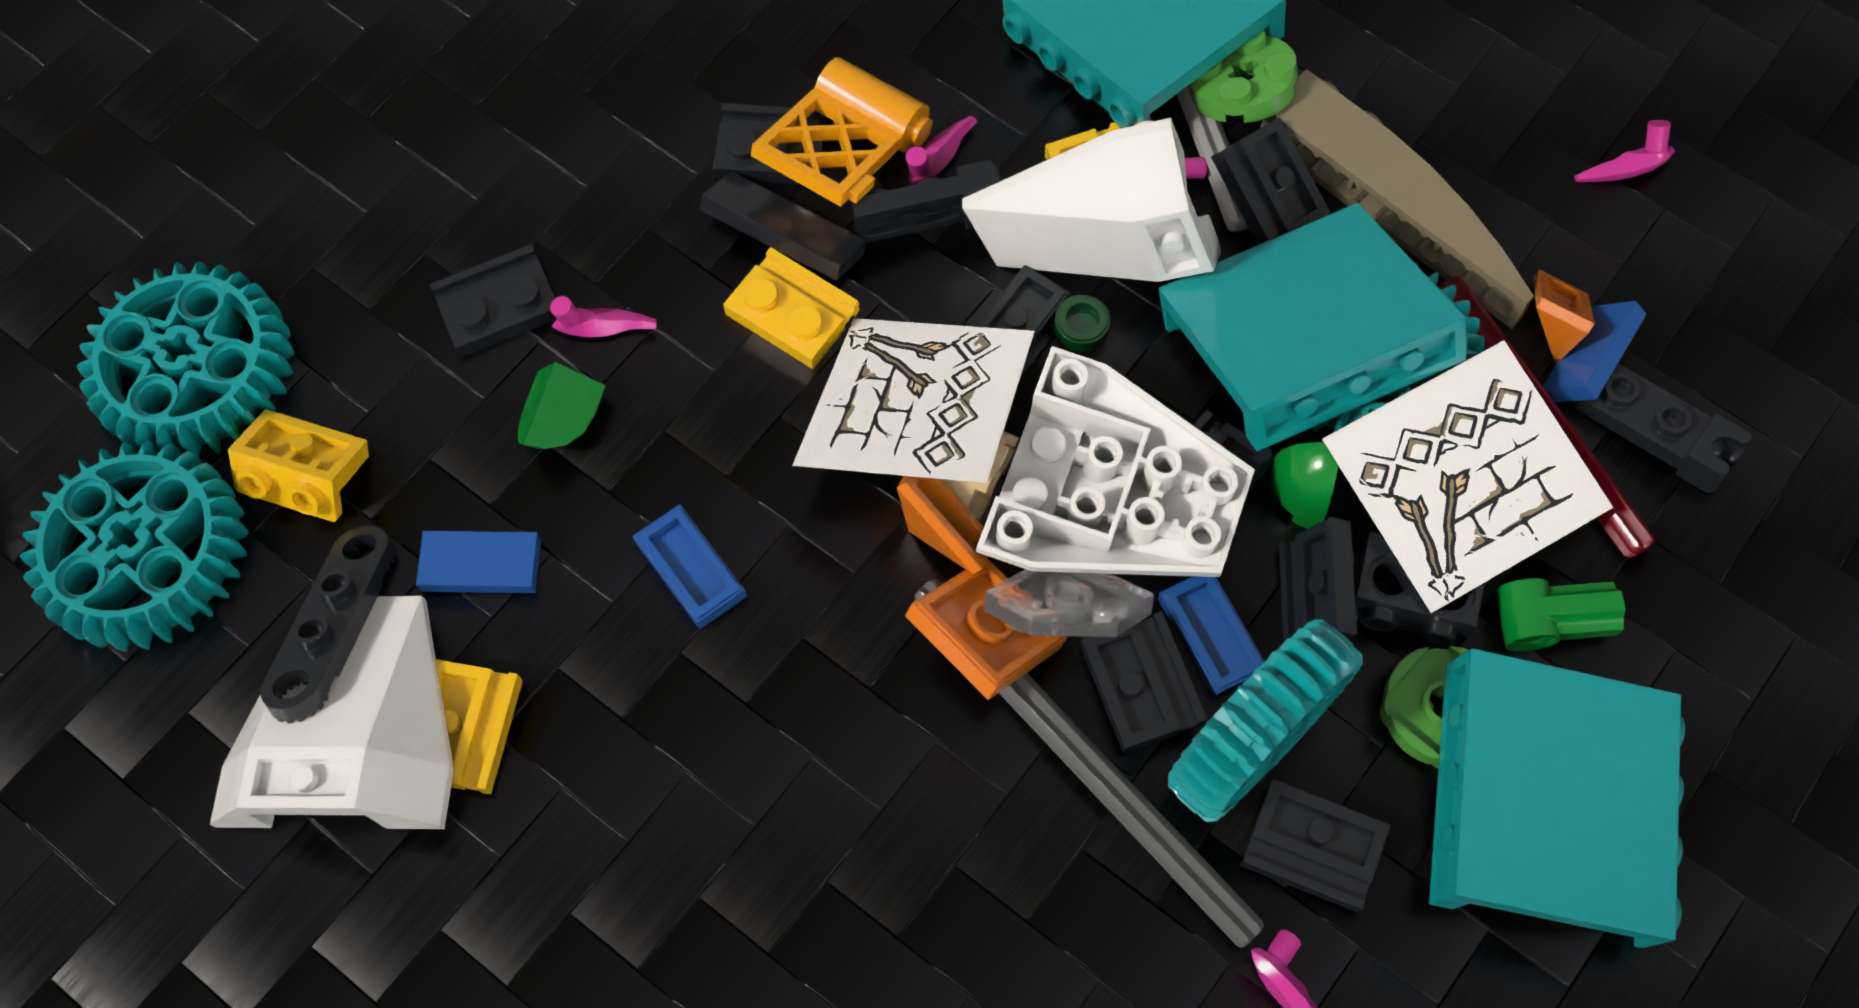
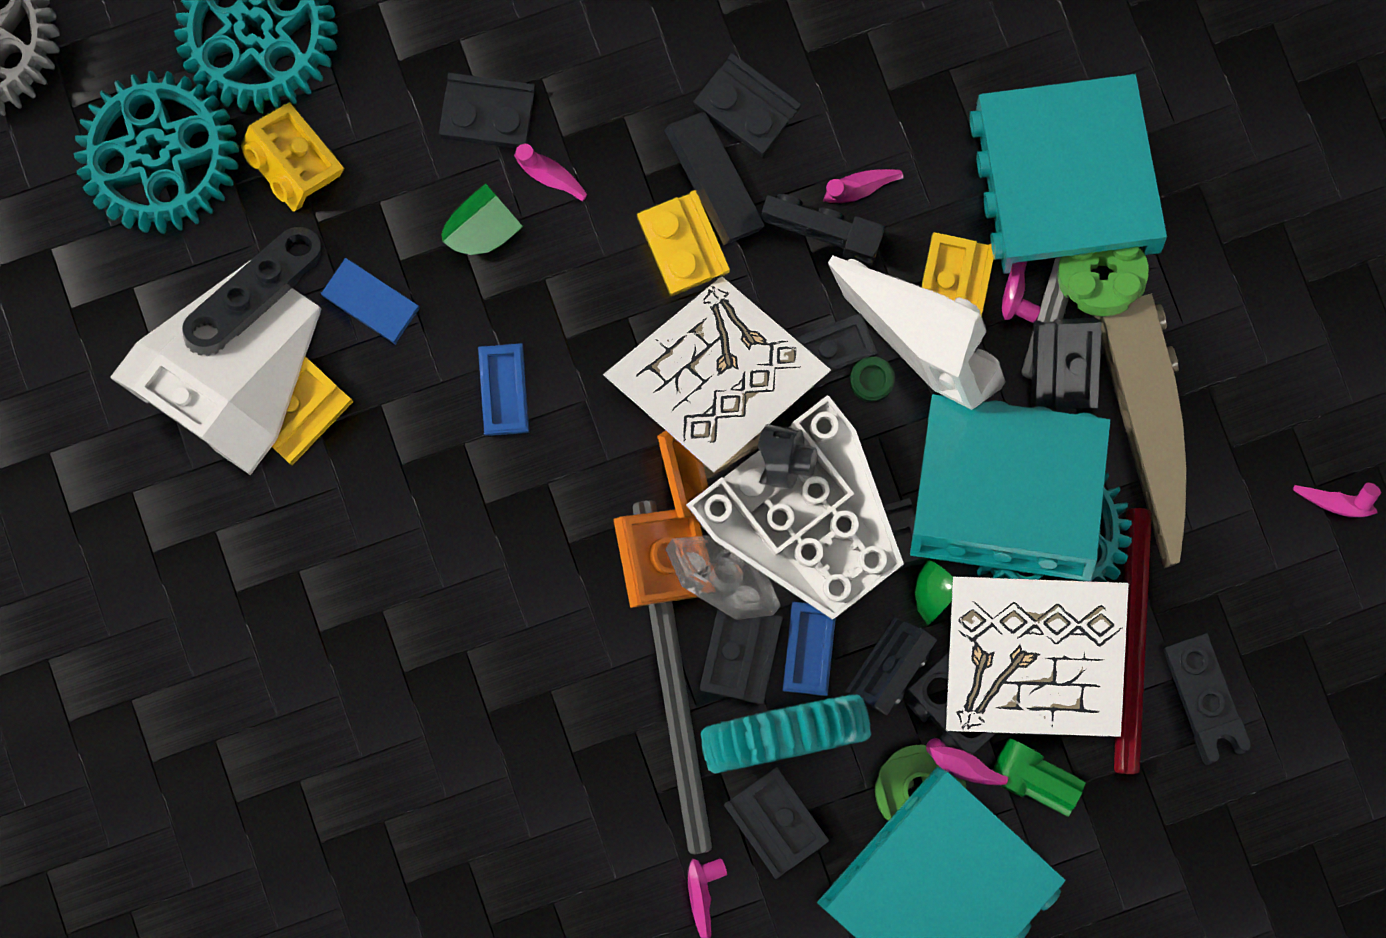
camera: 30 degrees right, 15 degrees up
(860, 110) = (828, 128): light orange piece -> none
(1052, 430) = (785, 456): none -> black piece
(1474, 634) = (963, 764): none -> dark pink bar
(1563, 313) = (1197, 578): orange slope -> none
(1593, 360) = (1198, 622): blue tile -> none

